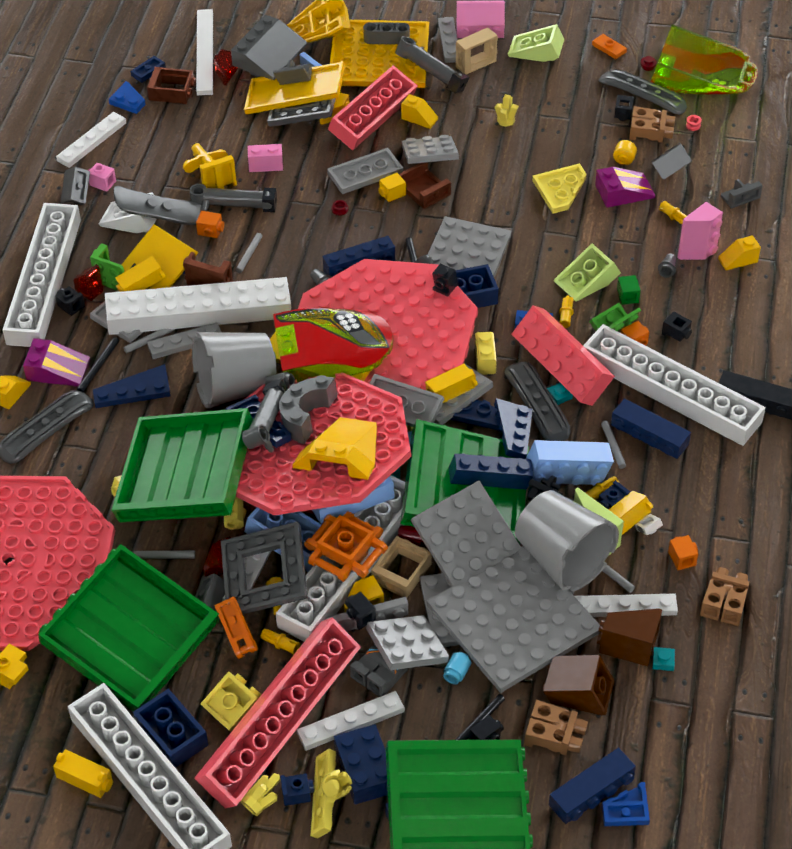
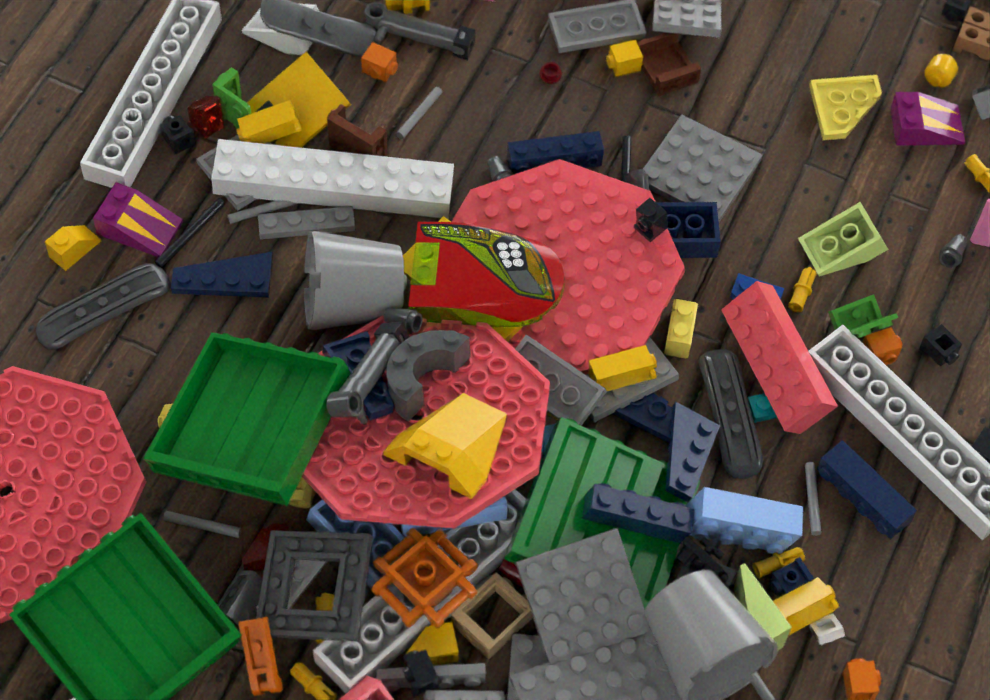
camera: 10 degrees right, 10 degrees up
(628, 289) = (892, 276): green panel -> none

